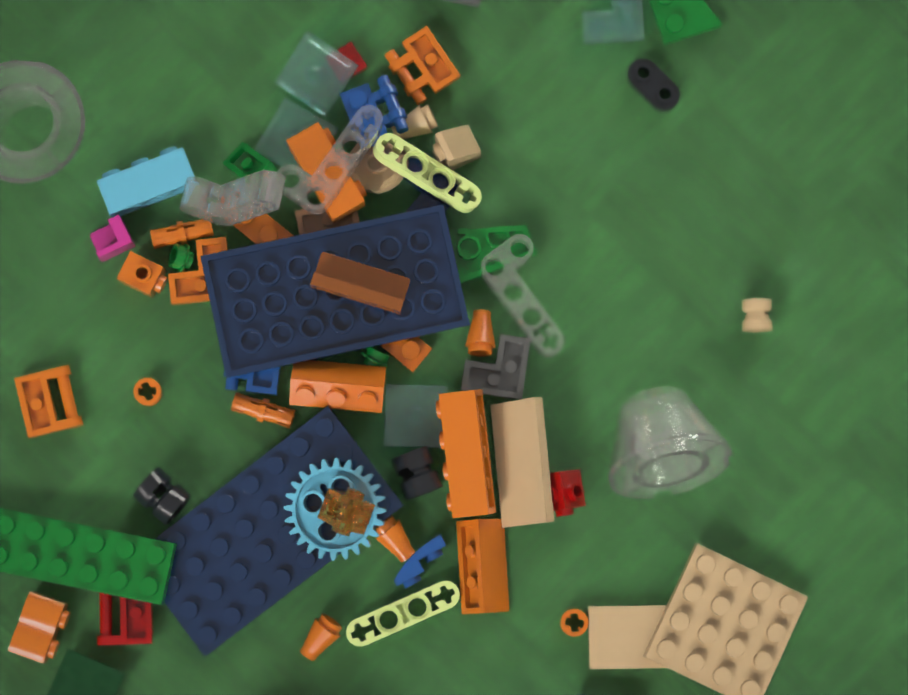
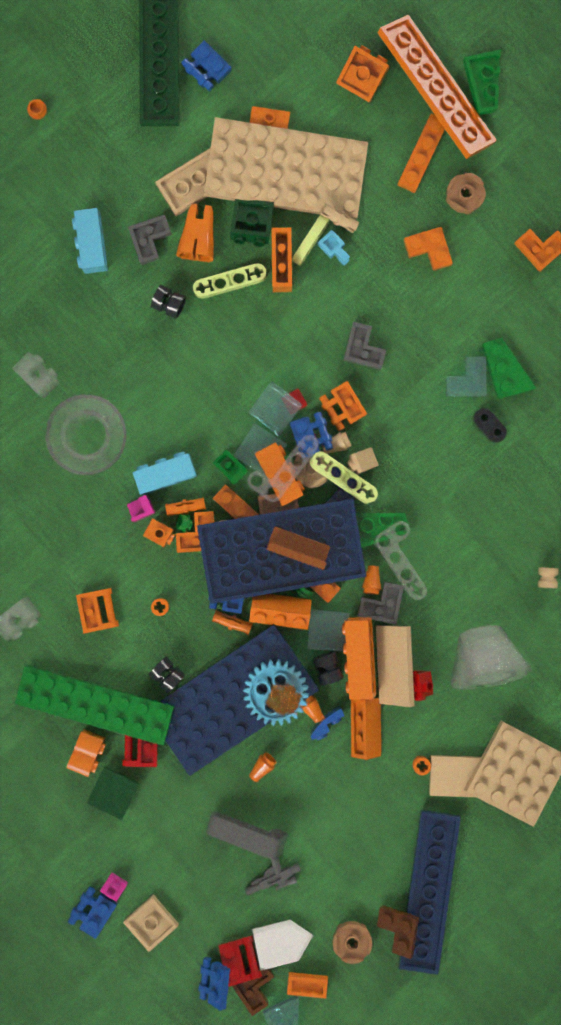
camera: 10 degrees right, 5 degrees up
(235, 200) = (220, 490): clear beam -> none
(401, 609) = (316, 758): yellowish green beam -> none

